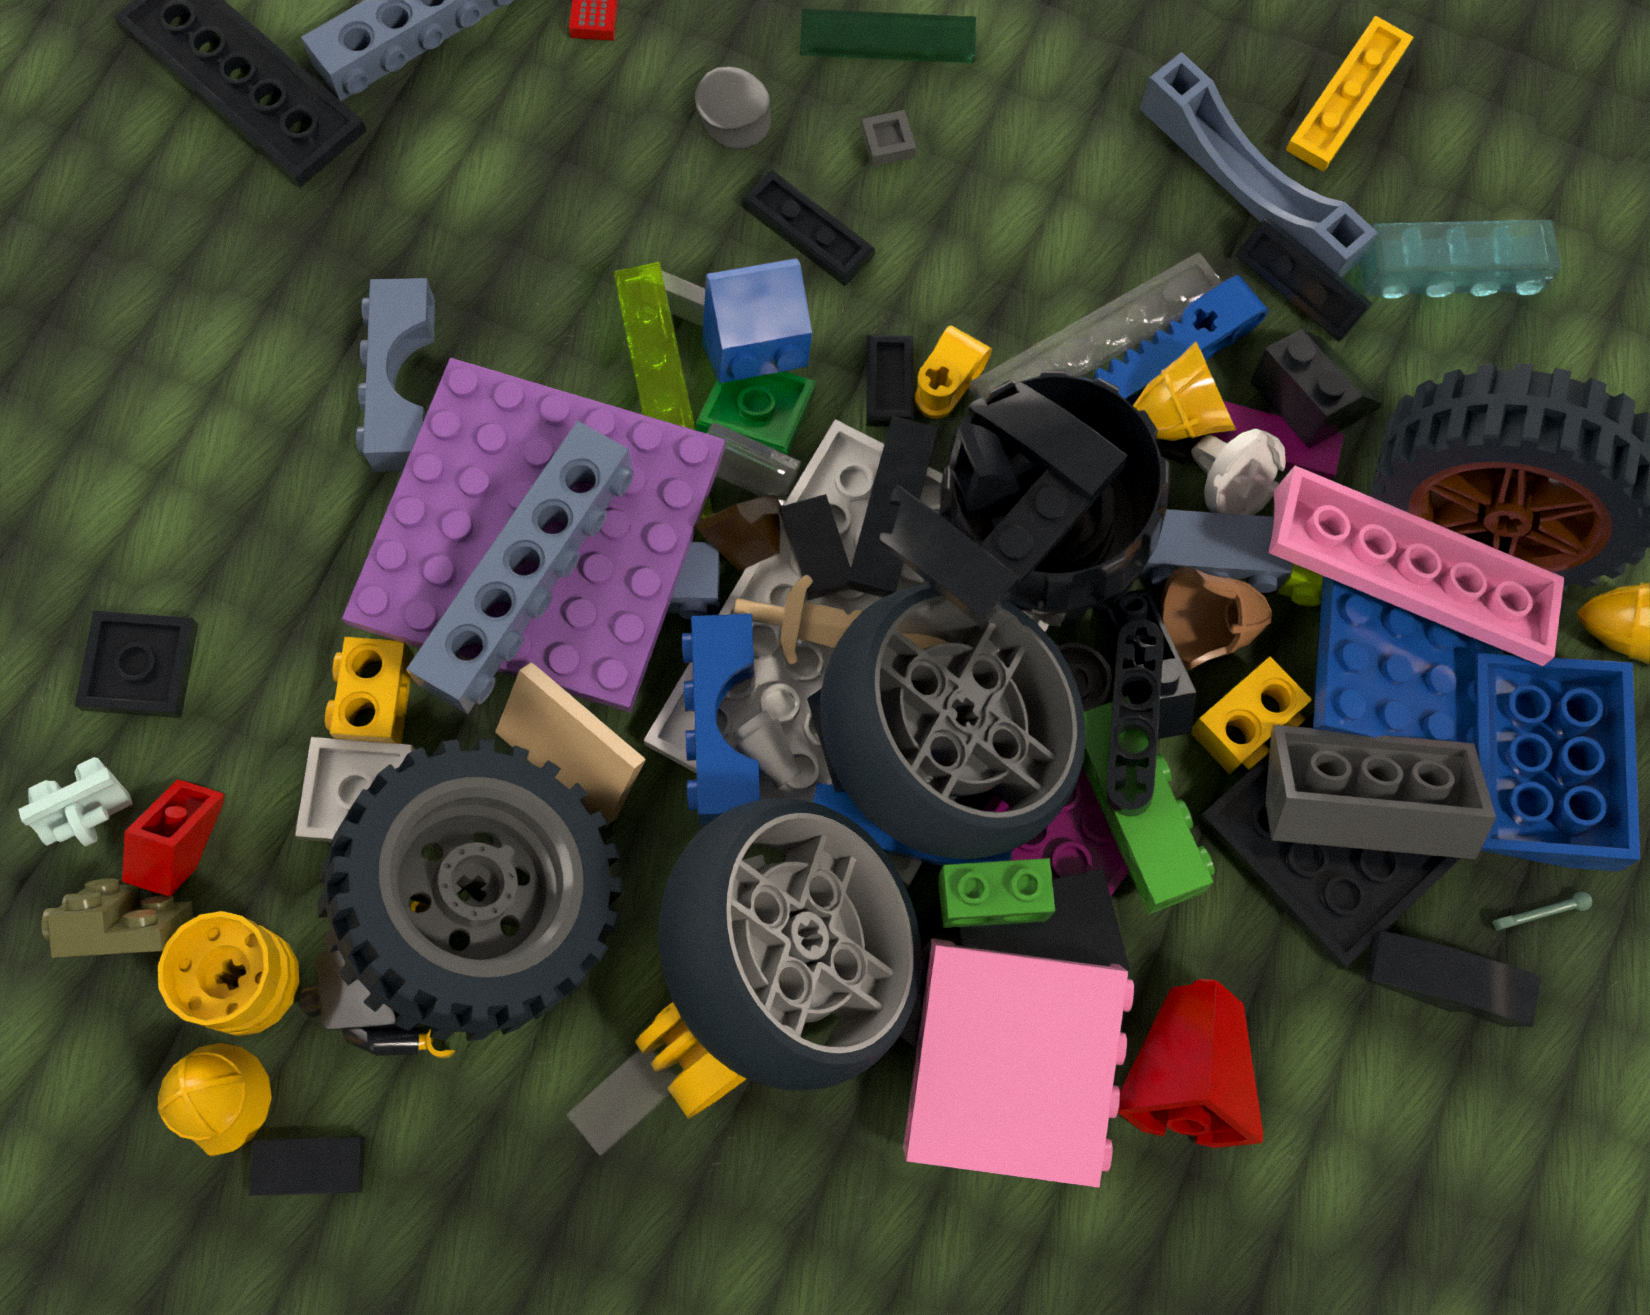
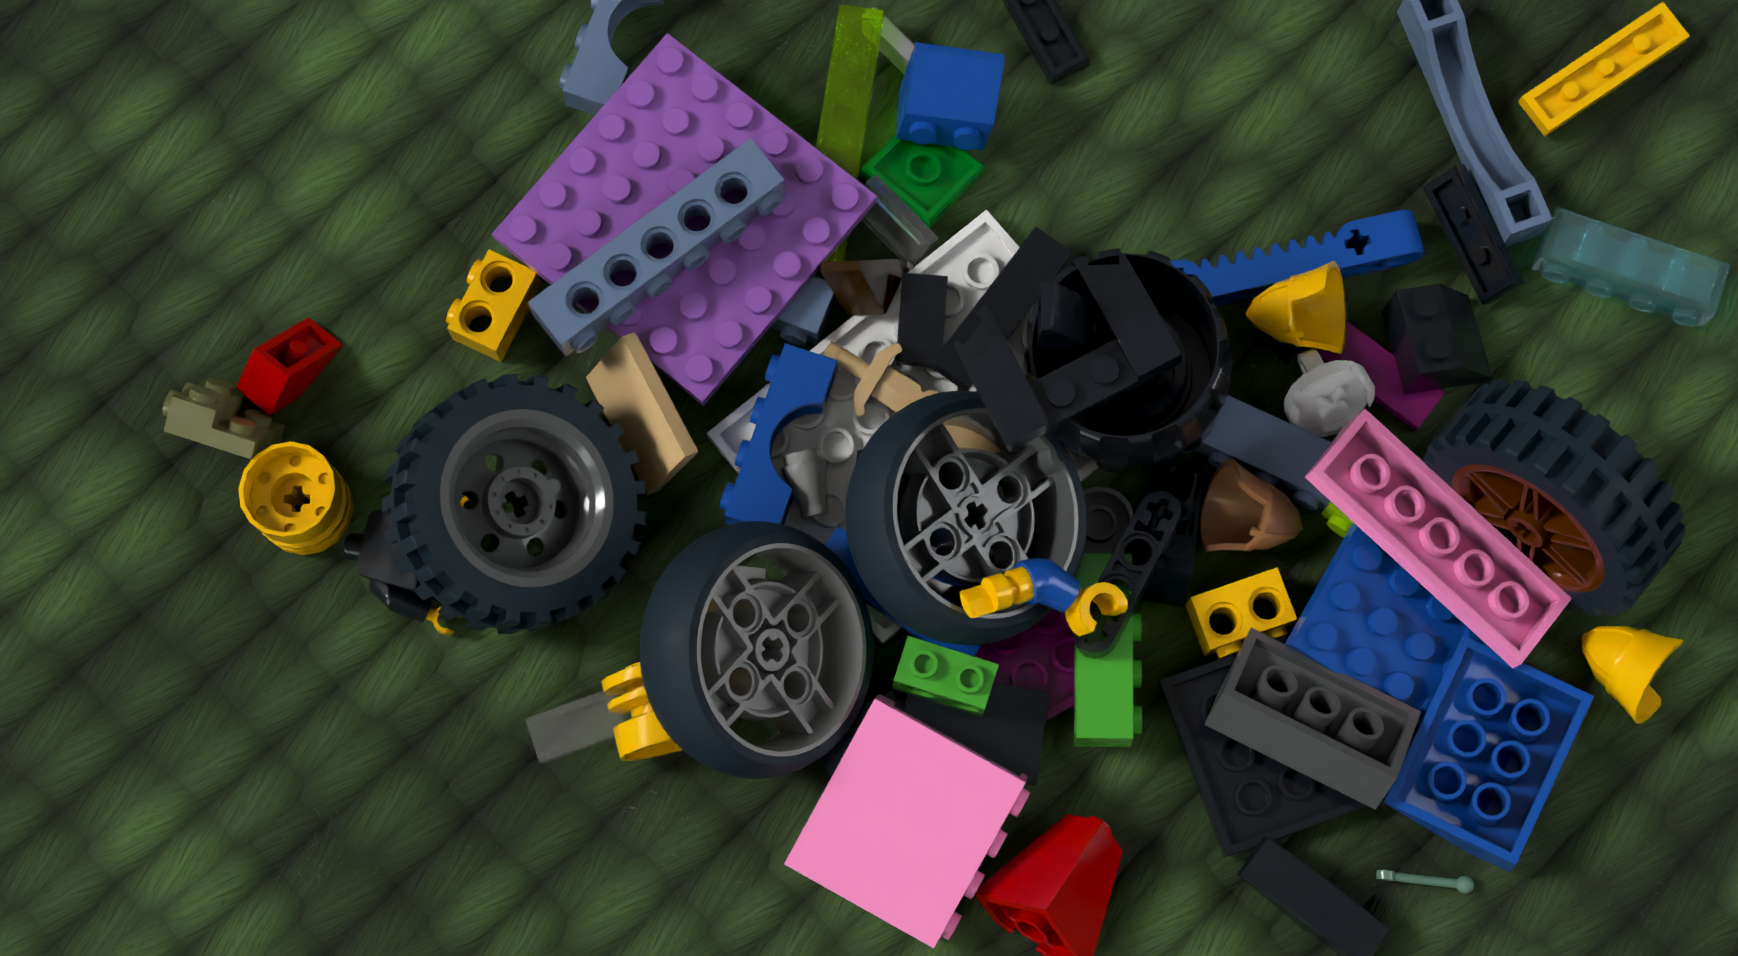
camera: 25 degrees right, 5 degrees up
(77, 808) = (219, 311): light aqua hips -> none
(137, 664) = (308, 205): black plate -> none
(216, 1097) = (251, 594): yellow helmet -> none
(307, 1166) = (303, 678): black tile -> none
(334, 779) = (442, 368): white plate -> none
(889, 379) = (1053, 189): black tile -> none
(949, 372) = (1114, 198): yellow piece -> none
(1073, 754) = (1049, 585): none -> yellow piece
(1109, 328) = (1258, 218): clear plate -> none

